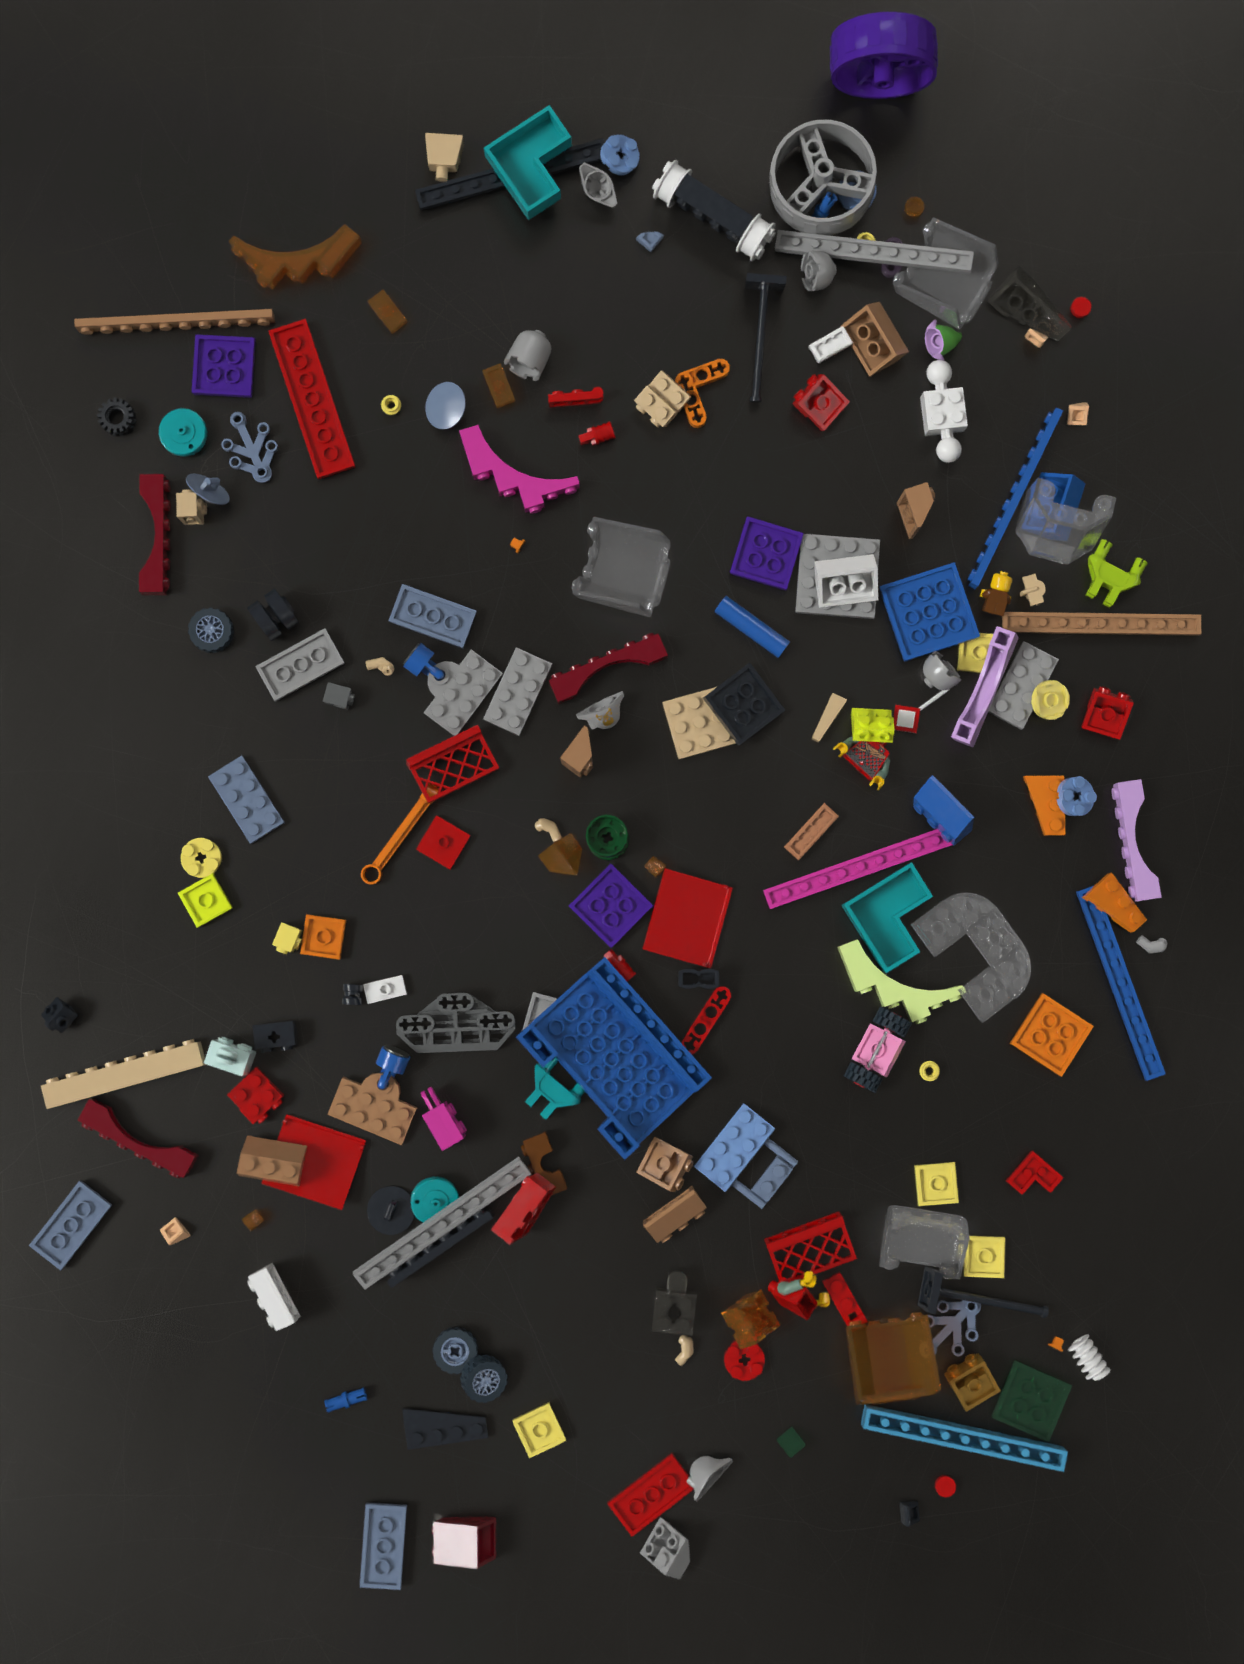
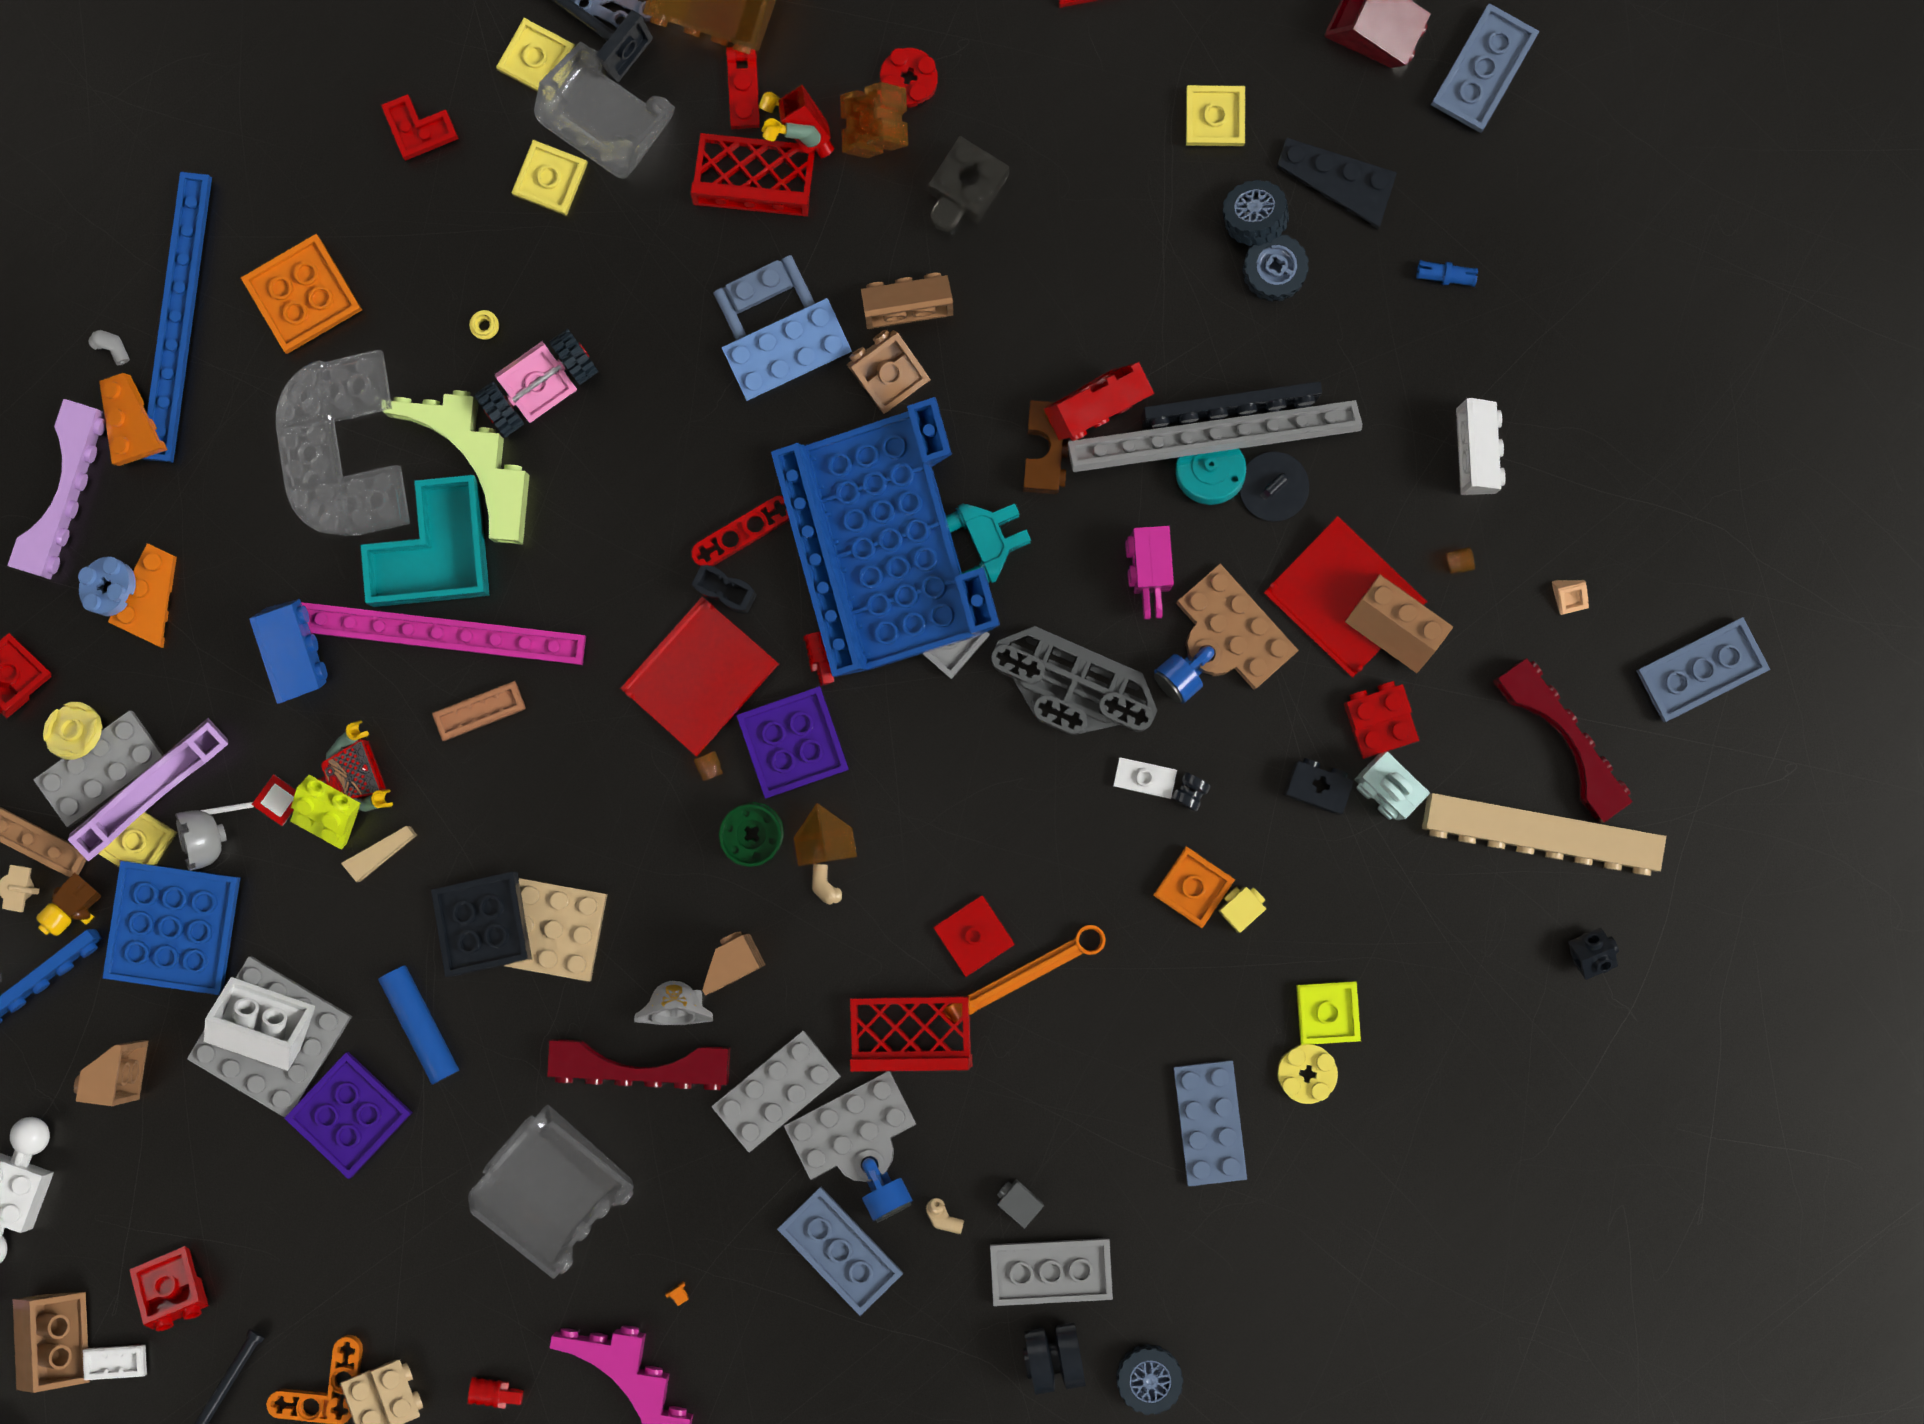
camera: 150 degrees left, 0 degrees up
(687, 1349) = (977, 122): tan arm -> none

